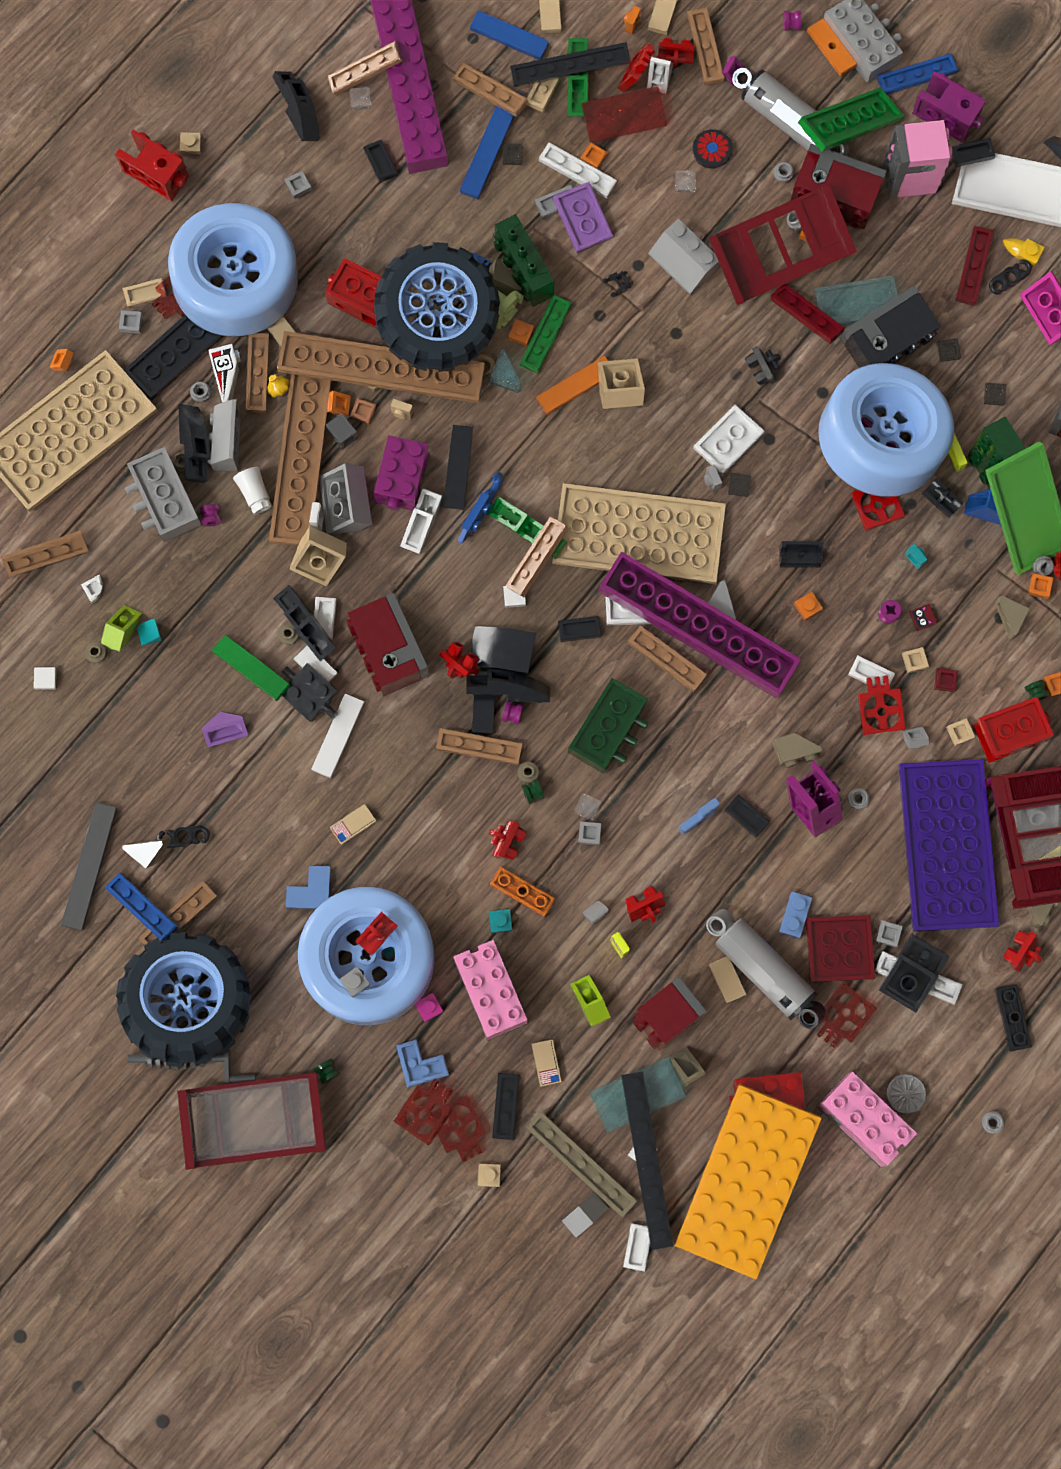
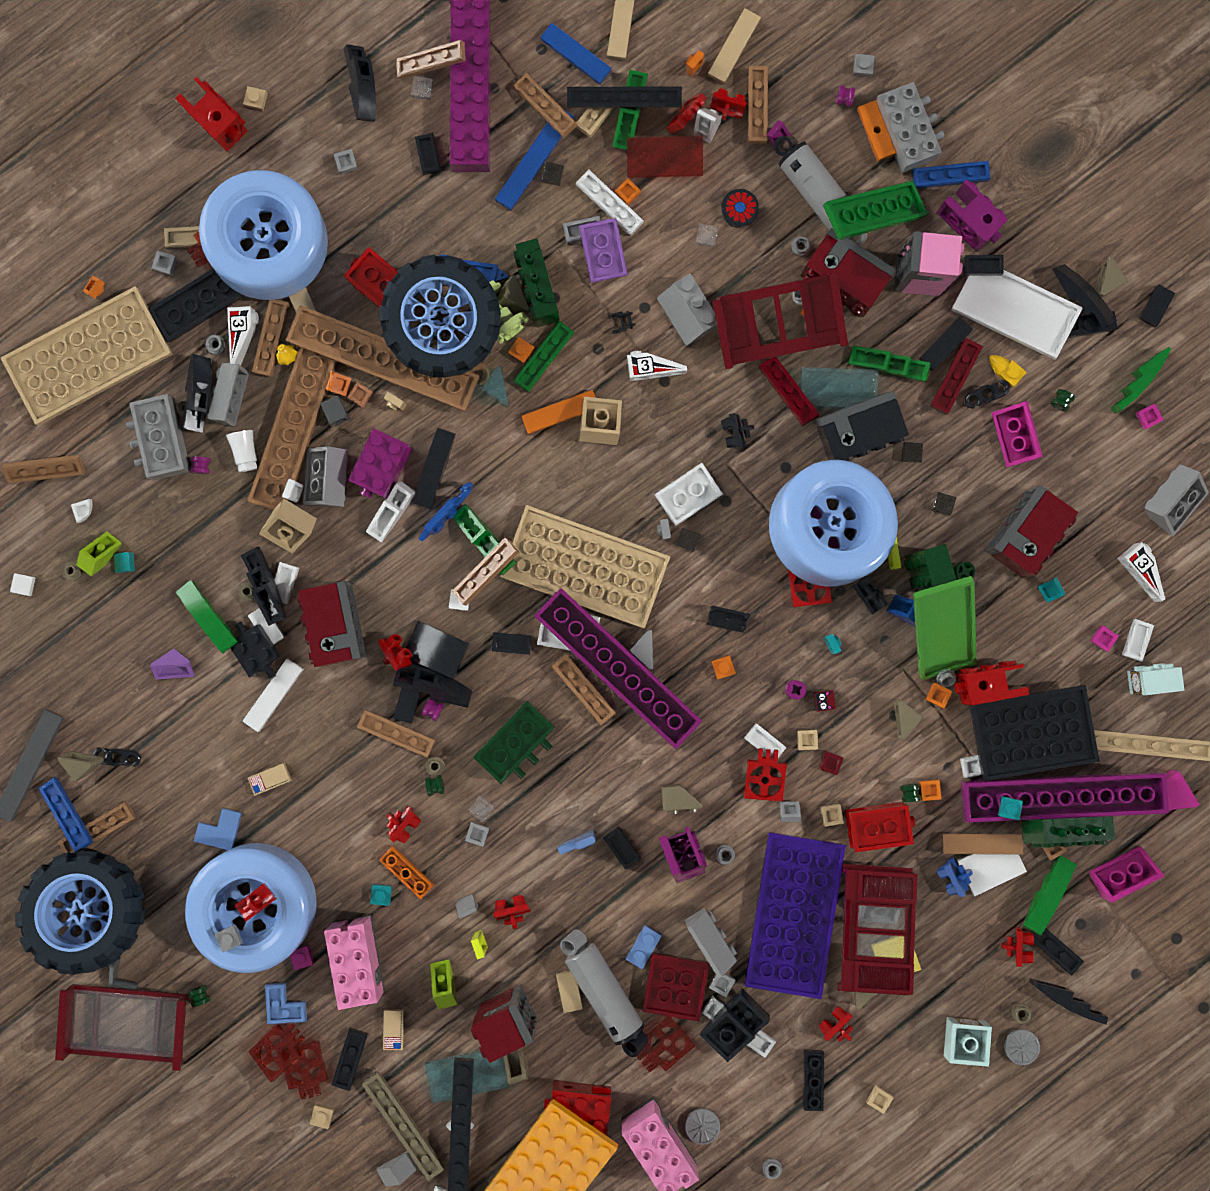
camera: 15 degrees right, 10 degrees up
(658, 320) = (648, 366): none -> white slope
(866, 889) = (711, 941): none -> light grey slope
(903, 267) = (889, 363): none -> green slope
(955, 237) = (946, 343): none -> black tile

